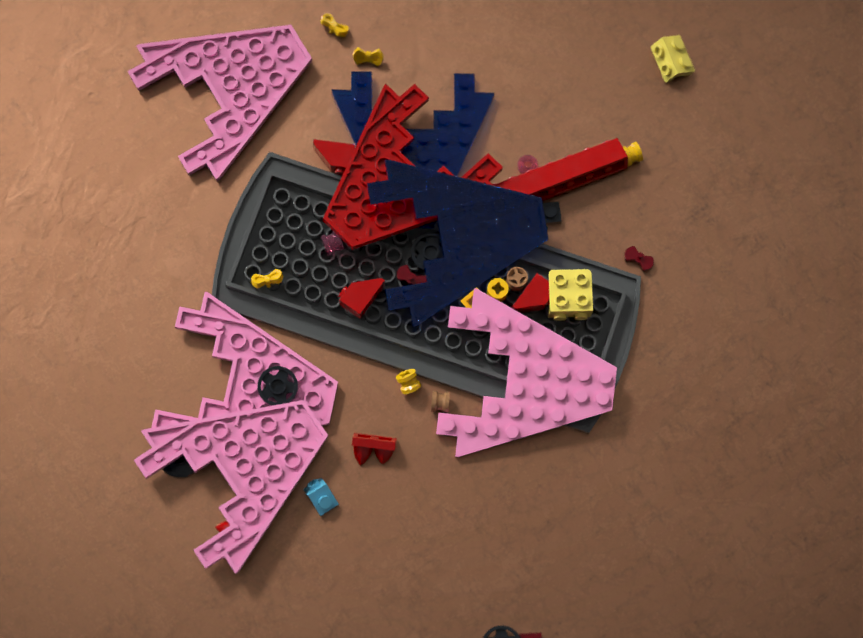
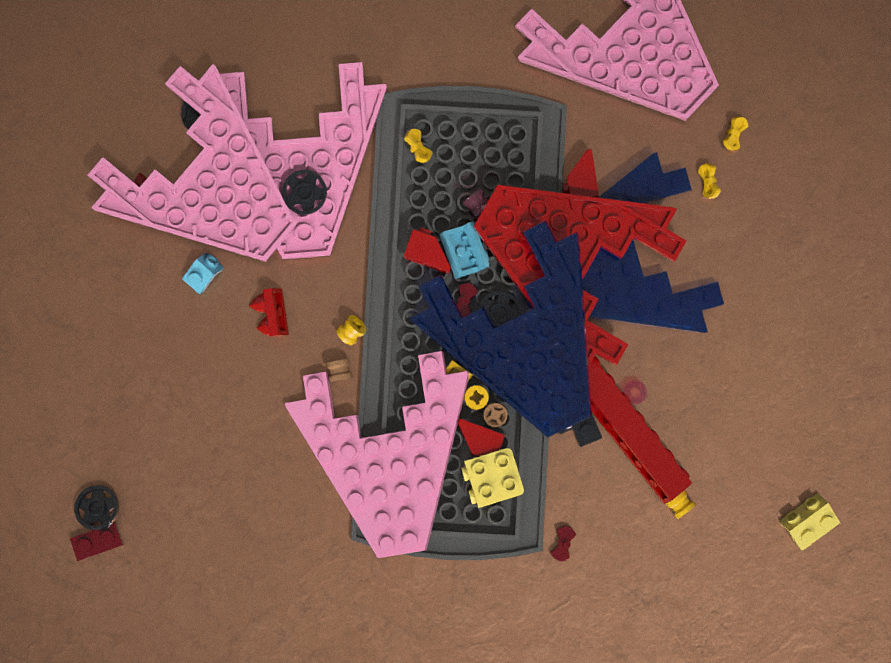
camera: 80 degrees right, 10 degrees up
(369, 263) = (464, 250): none -> medium azure bracket

